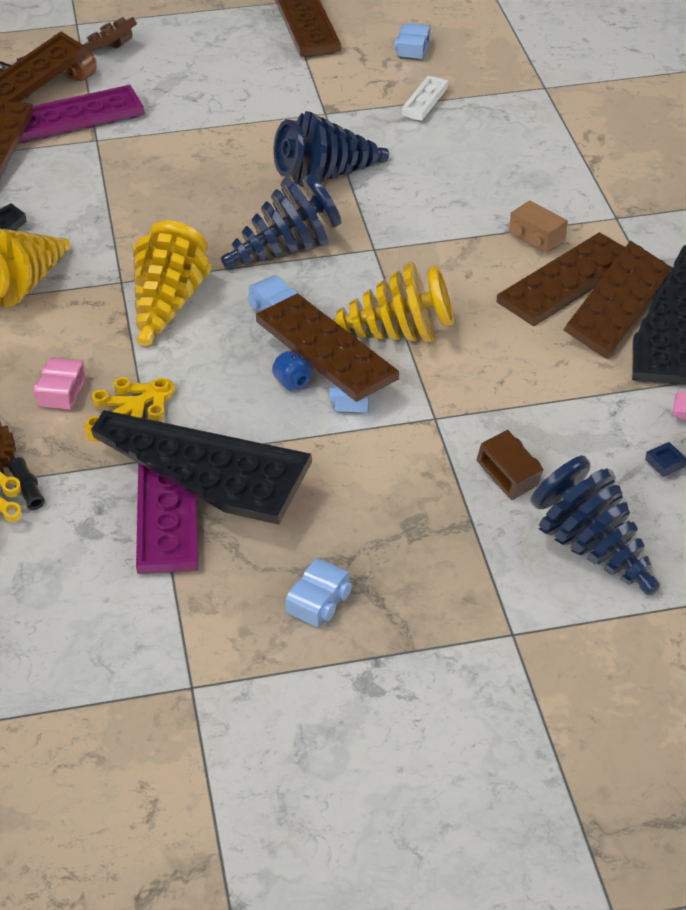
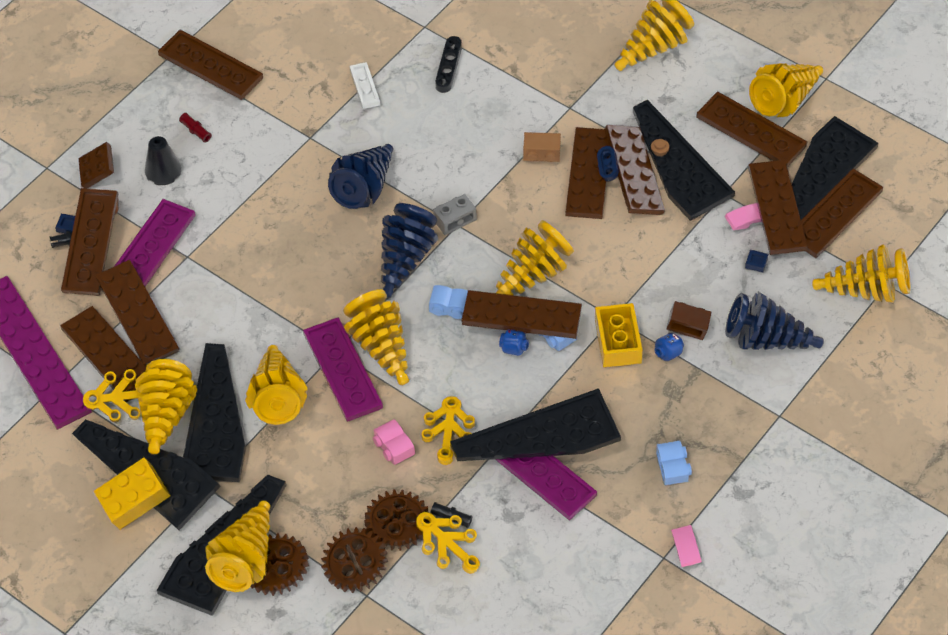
camera: 40 degrees left, 10 degrees up
(96, 300) = (342, 369): none -> magenta plate
(163, 55) = (161, 162): none -> black cone
(223, 689) = (686, 546): none -> bright pink slope
(231, 54) = (195, 127): none -> dark red pin
(377, 234) = (455, 214): none -> light grey brick
(409, 429) = (618, 335): none -> yellow brick
(413, 40) = (305, 40): light blue brick -> none
(456, 477) = (669, 346): none -> blue head
(530, 121) = (448, 64): none -> black beam
(589, 272) = (607, 165): none -> dark blue plate
(669, 291) = (660, 147): none -> medium nougat plate

